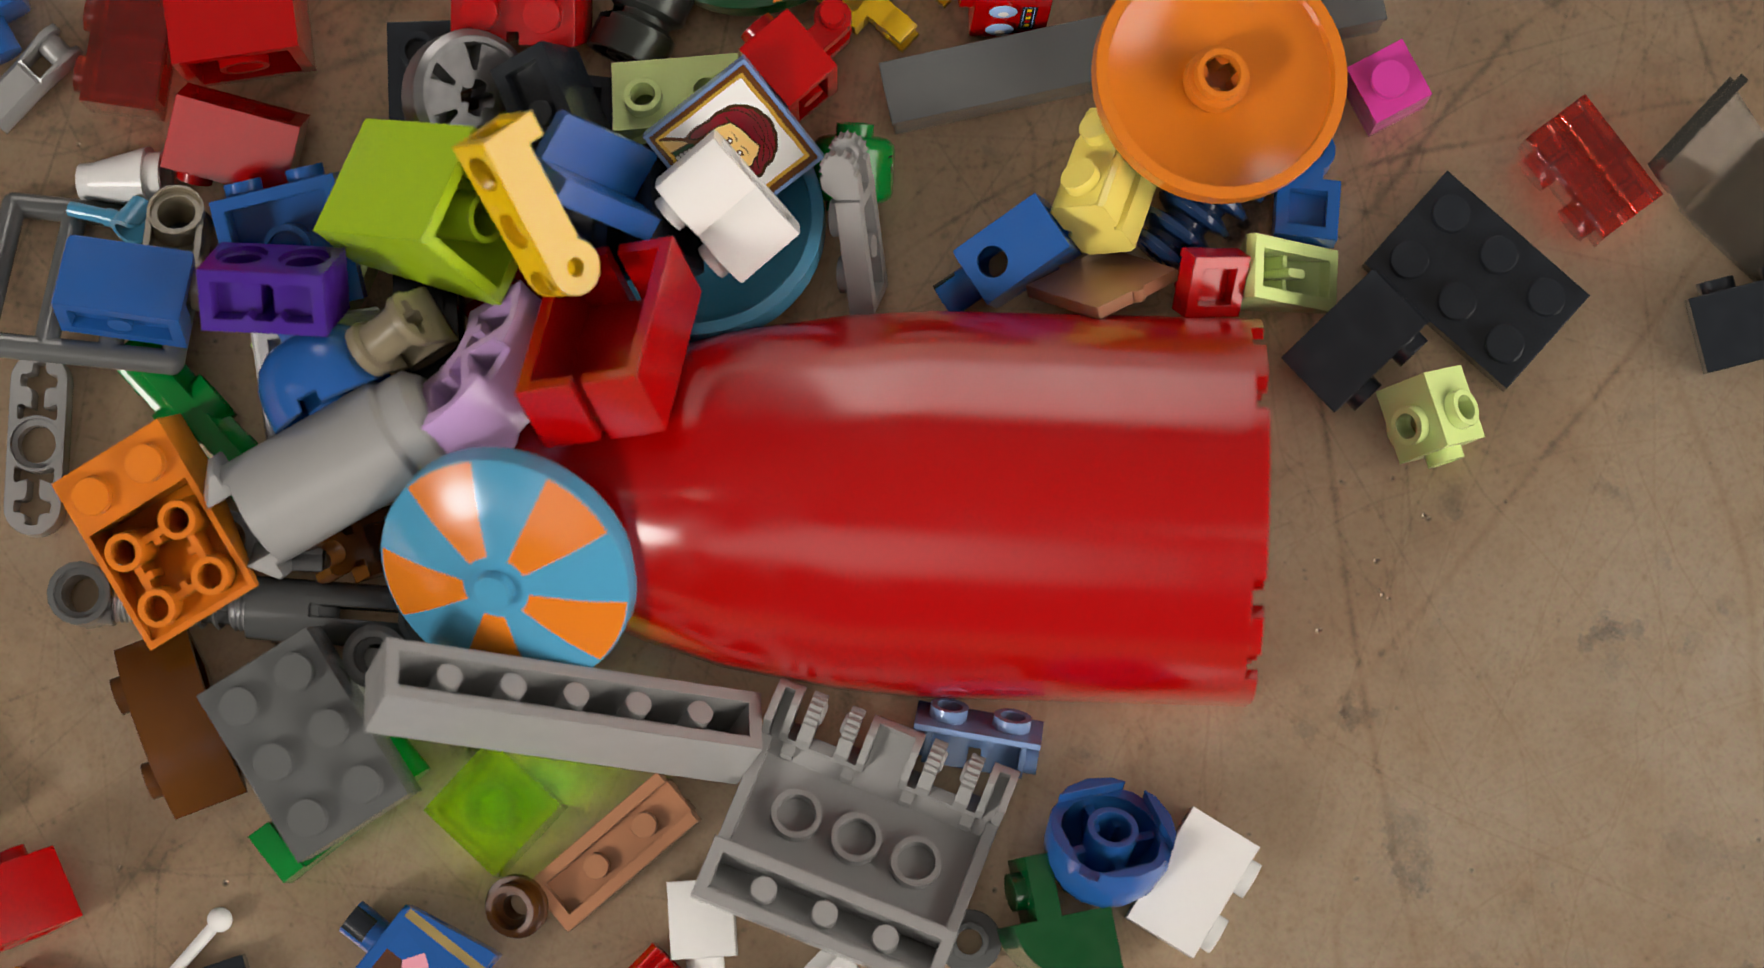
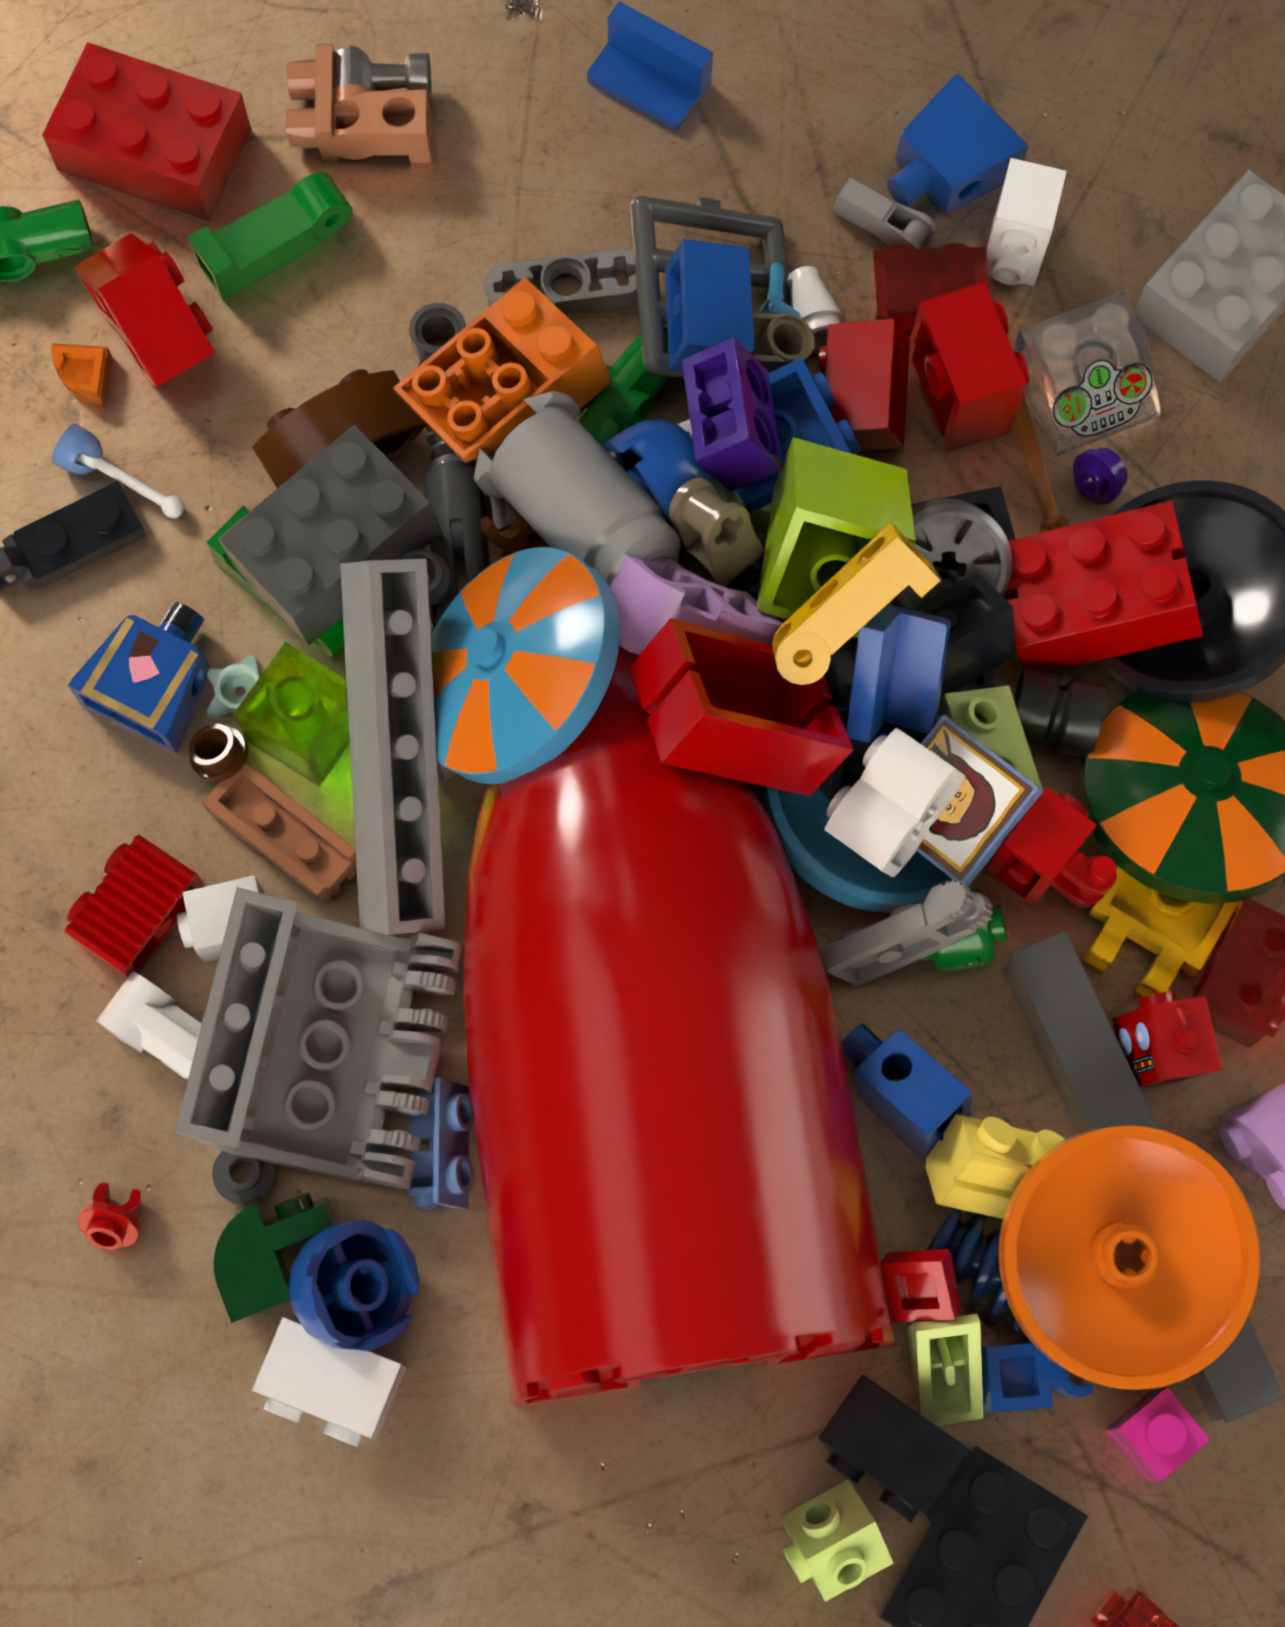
camera: 75 degrees right, 10 degrees down
(432, 887) = (226, 683): none -> light aqua plate
(1102, 283) = (898, 1181): nougat piece -> none

